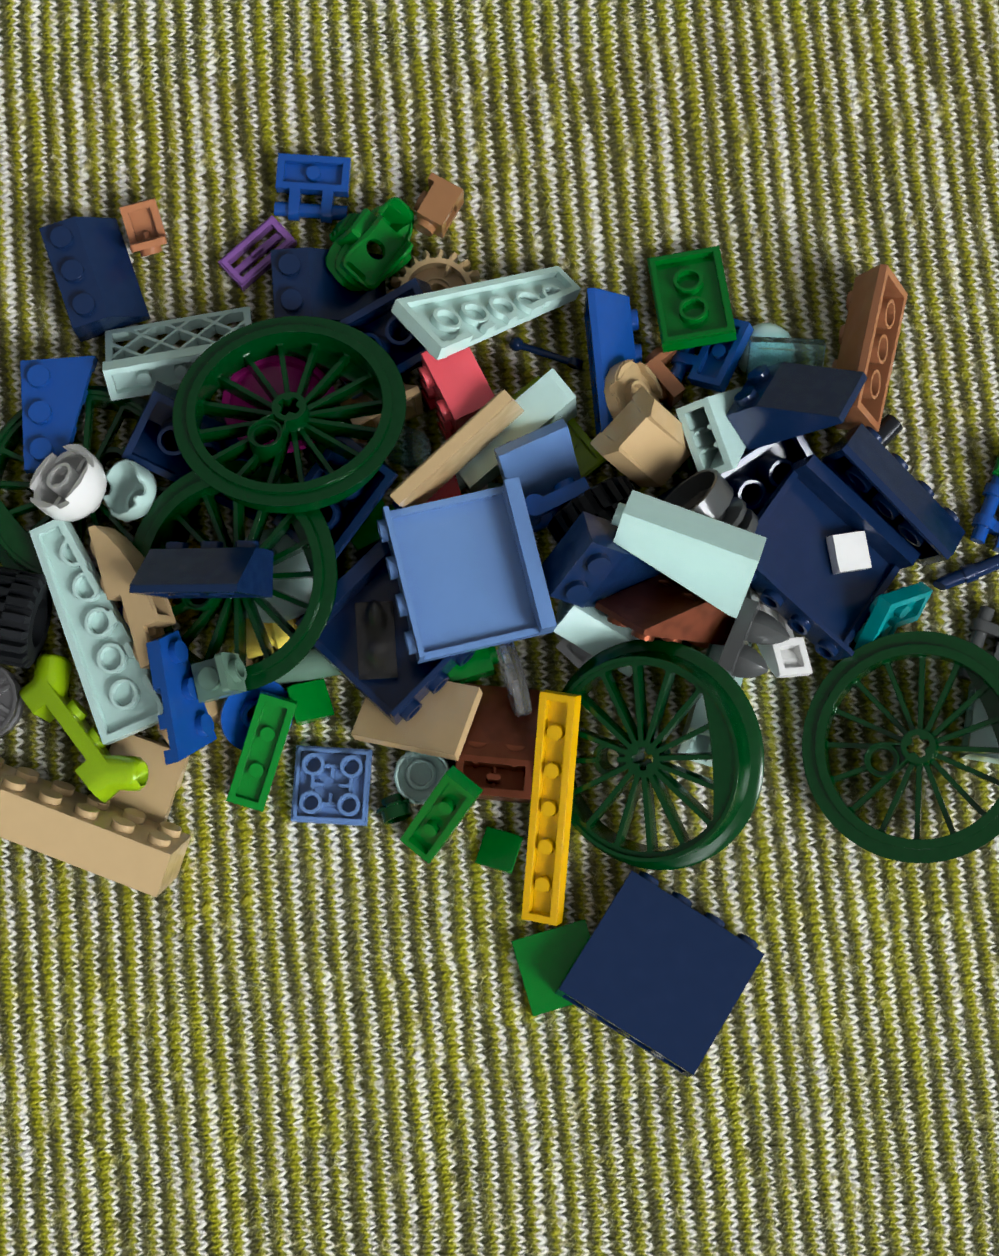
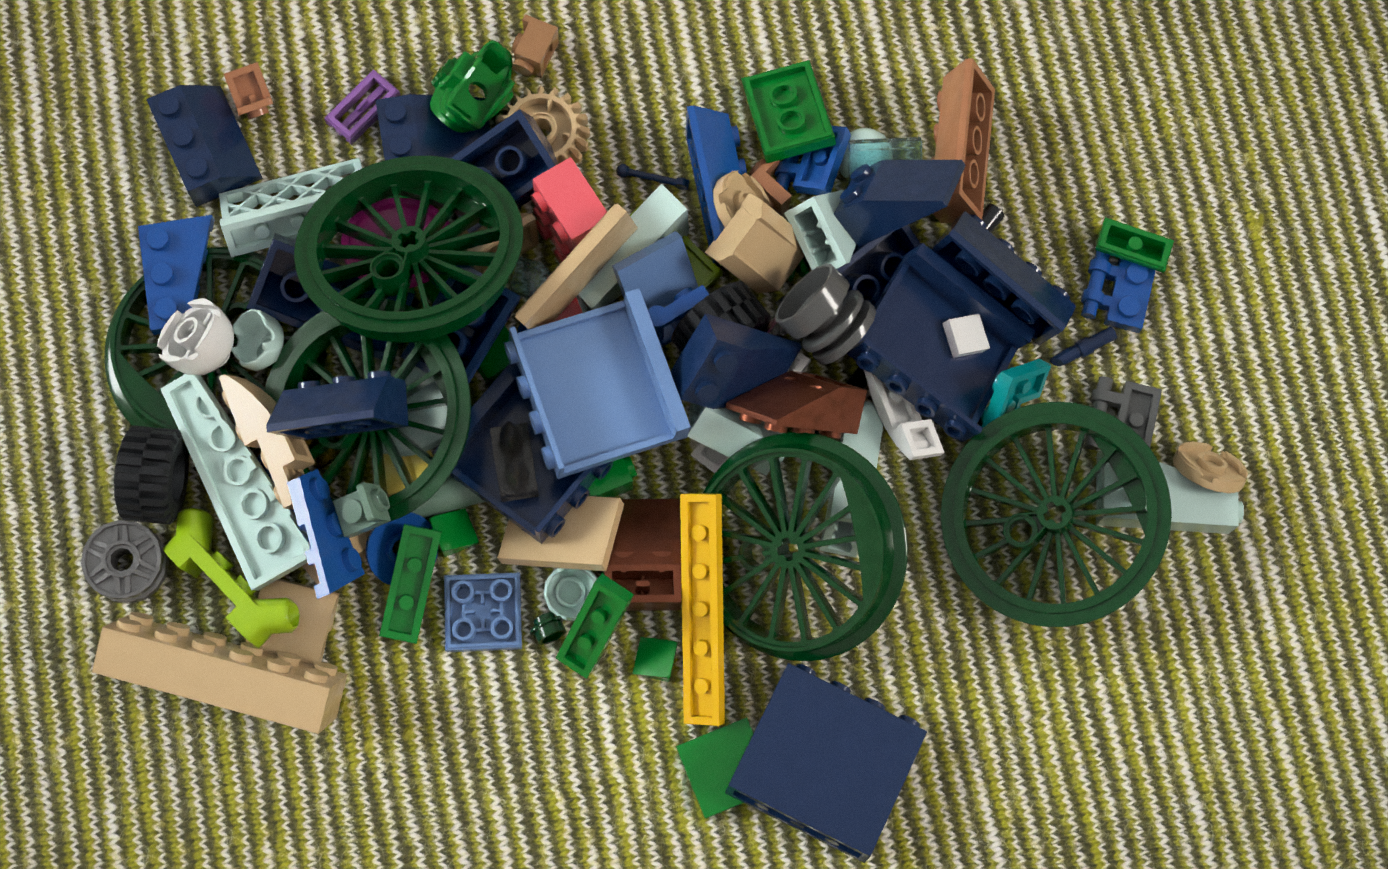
camera: 10 degrees left, 5 degrees down
(312, 176) = (410, 29): blue plate -> none
(473, 312) = (582, 136): light aqua wing -> none
(514, 678) = (654, 486): clear tile -> none
(690, 548) = (814, 339): light aqua slope -> none
(754, 627) = (879, 413): dark grey tile -> none

